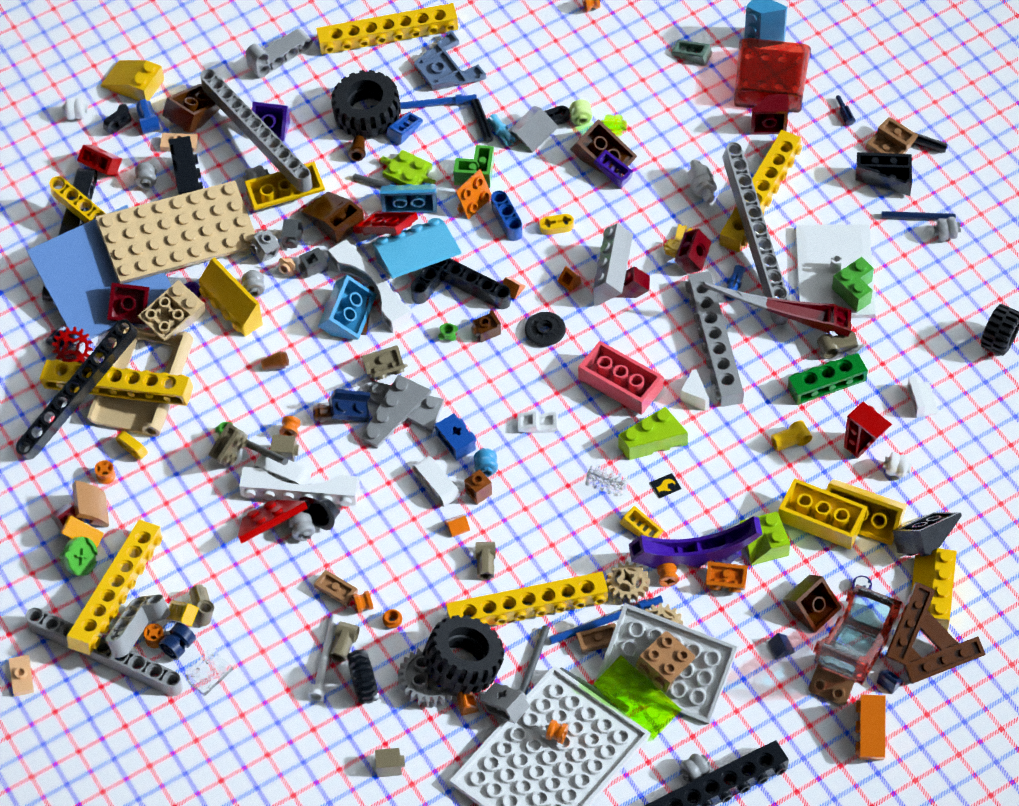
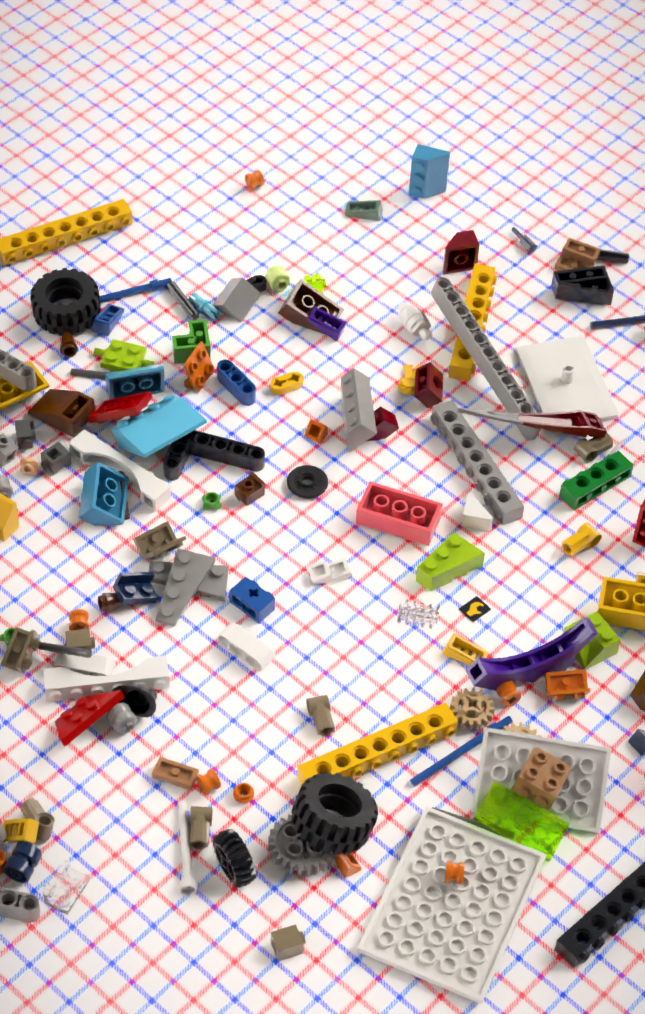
camera: 20 degrees left, 5 degrees down
(276, 361) = (44, 559): dark orange cone -> none
(441, 70) = (130, 262): sand blue wing -> none
(457, 525) = (281, 686): orange slope -> none
(478, 487) = (291, 644): dark orange brick -> none
(486, 461) = (291, 618): dark azure piece -> none
(505, 702) = (390, 854): light grey brick -> none
(514, 286) = (268, 447): orange slope -> none
(534, 659) = (402, 807): dark grey bar -> none
(595, 638) = (459, 770): medium nougat plate -> none
(694, 767) = (602, 880): light grey piece -> none
(738, 275) = (476, 403): blue pin -> none
(771, 69) = (442, 212): clear red piece -> none
(853, 283) = (591, 389): bright green brick -> none

